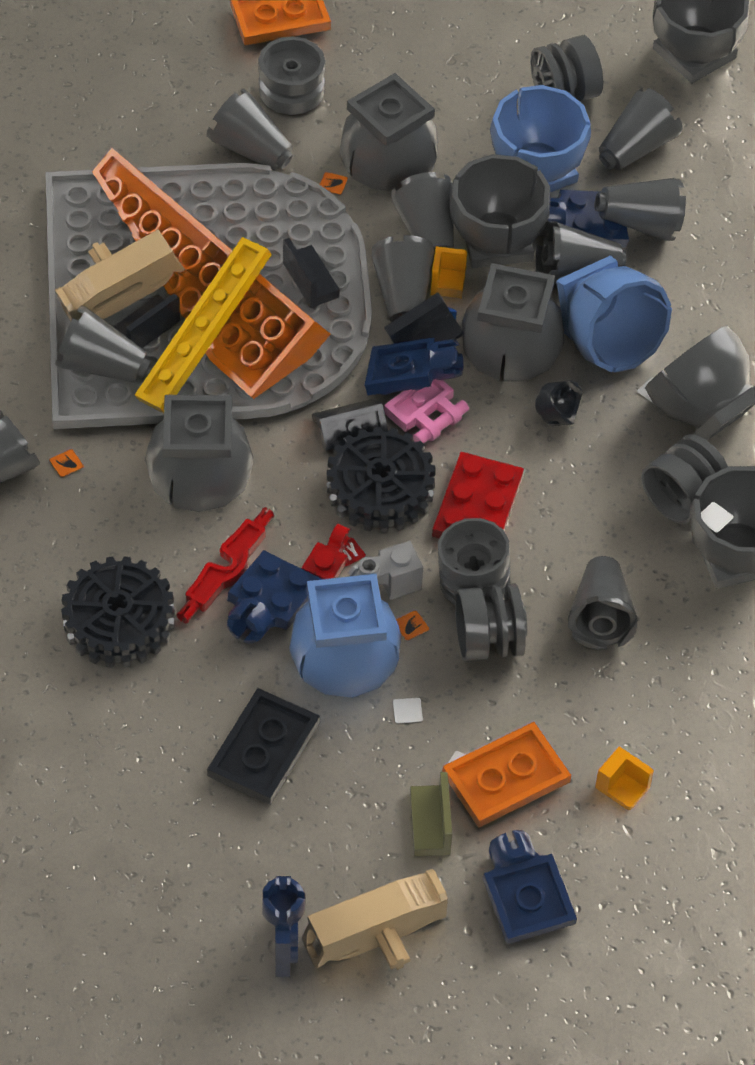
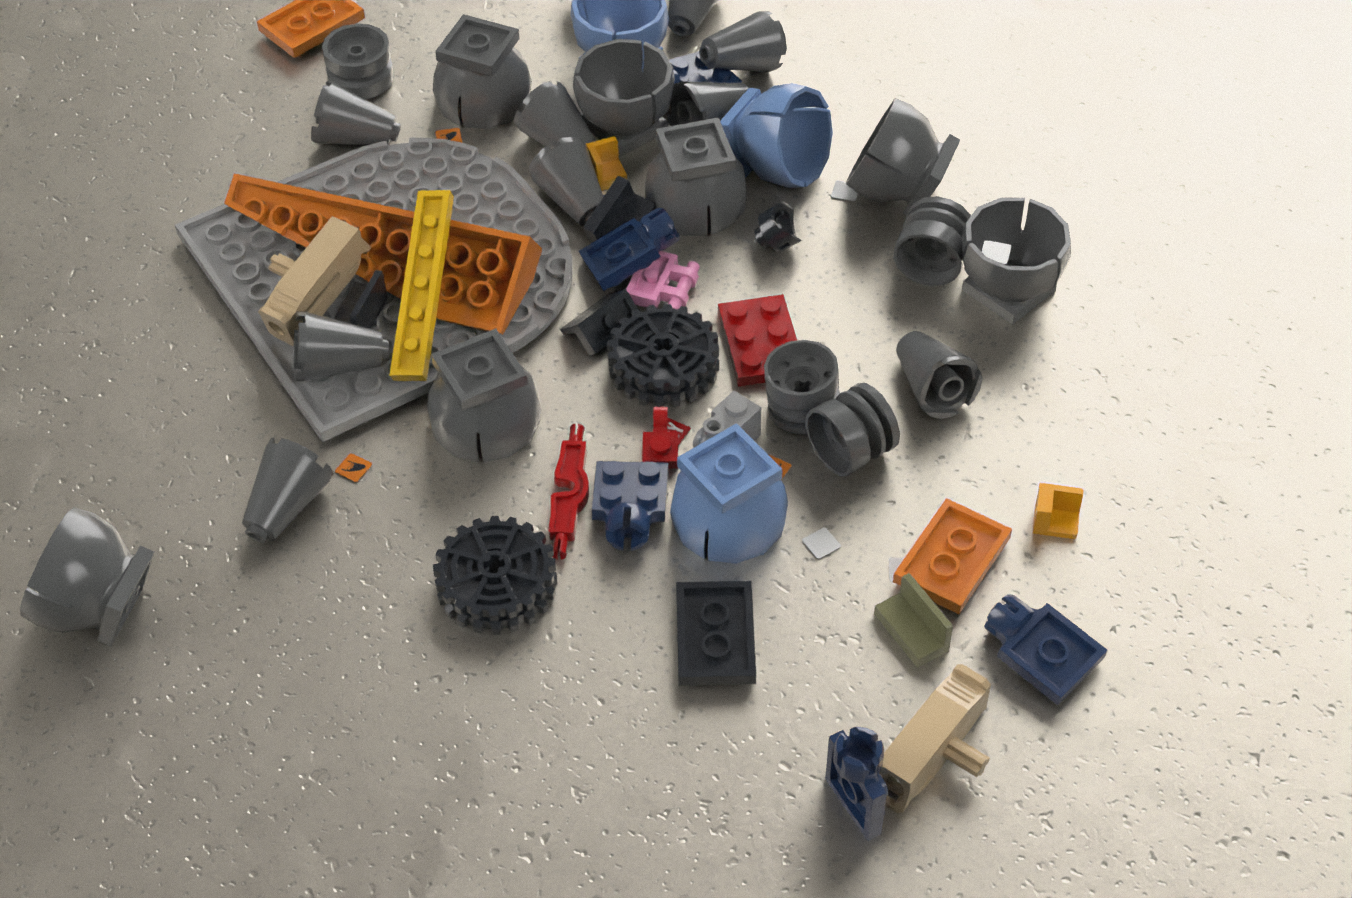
camera: 25 degrees left, 5 degrees down
(309, 274) = (483, 209): black panel -> none

